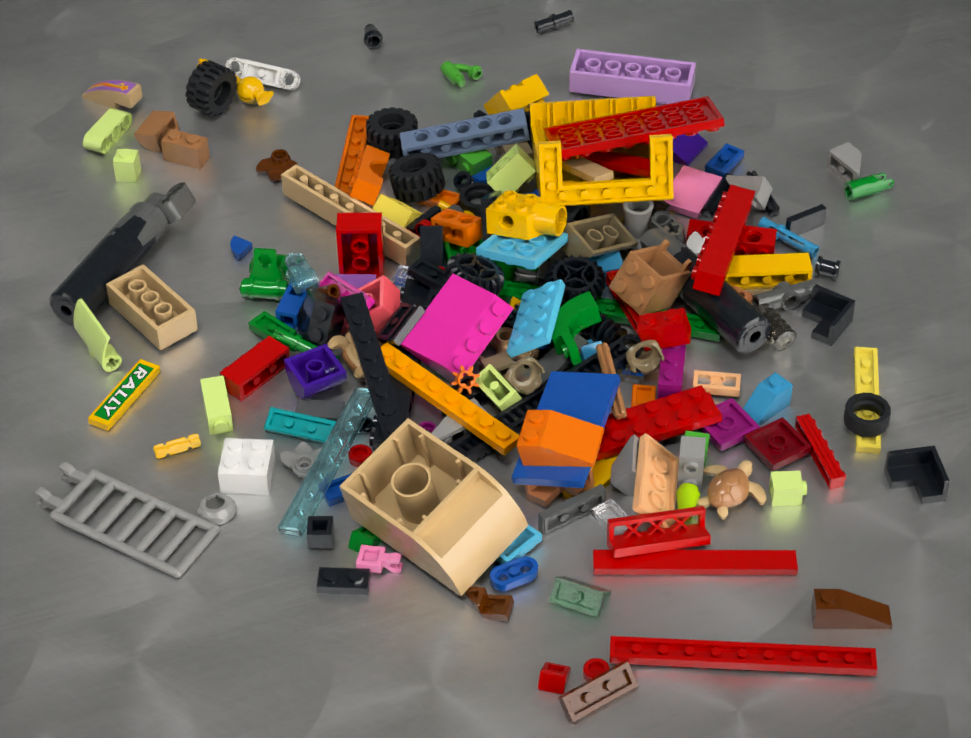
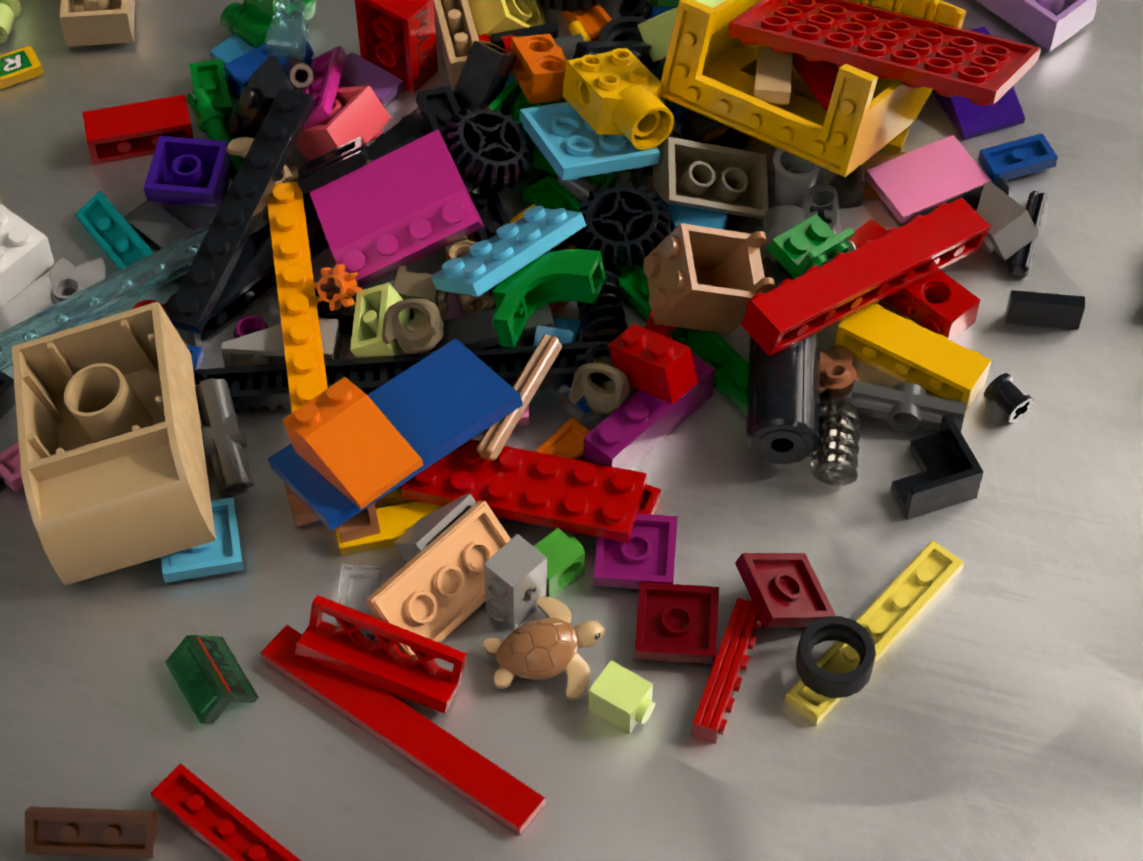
camera: 35 degrees right, 10 degrees up
(216, 405) = (49, 153): yellowish green brick -> none
(263, 304) = (230, 49): none -> dark azure tile
(490, 606) = (93, 620): reddish brown slope -> none
(511, 573) = (161, 594): blue plate -> none
(553, 677) = (69, 772): red slope -> none
(570, 509) = (312, 549): dark grey tile -> none
(594, 667) = (126, 795): red tile -> none
(686, 241) = (808, 245): none -> green bracket
(687, 496) = (474, 629): lime cone -> none
(718, 382) = (683, 482): light nougat piece -> none
(769, 398) = (719, 545): dark azure slope -> none
(808, 246) = (993, 309): dark azure pin -> none
(814, 400) = (784, 588): none -> dark red plate
(918, 468) = (835, 785): black panel -> none

